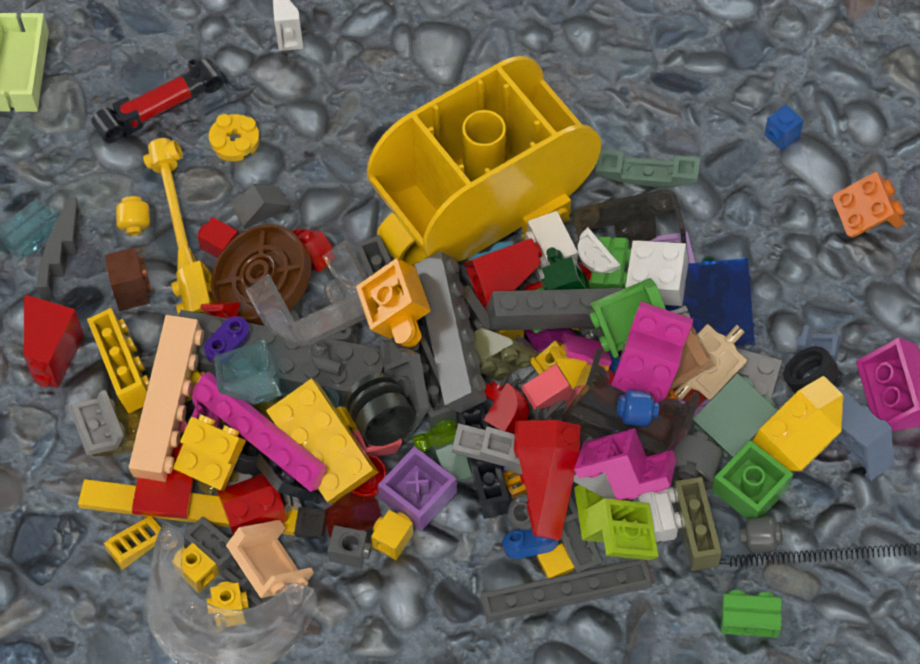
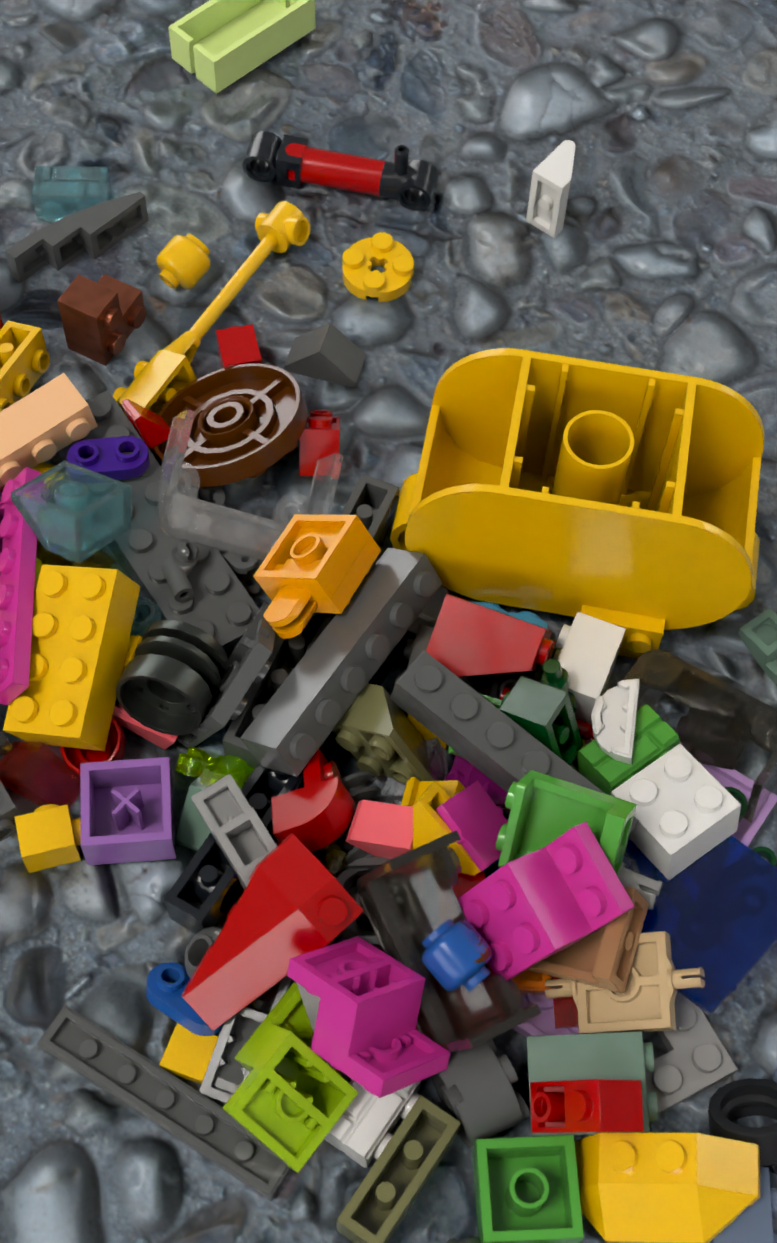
camera: 40 degrees right, 0 degrees up
(745, 421) = (586, 1106): none -> red slope

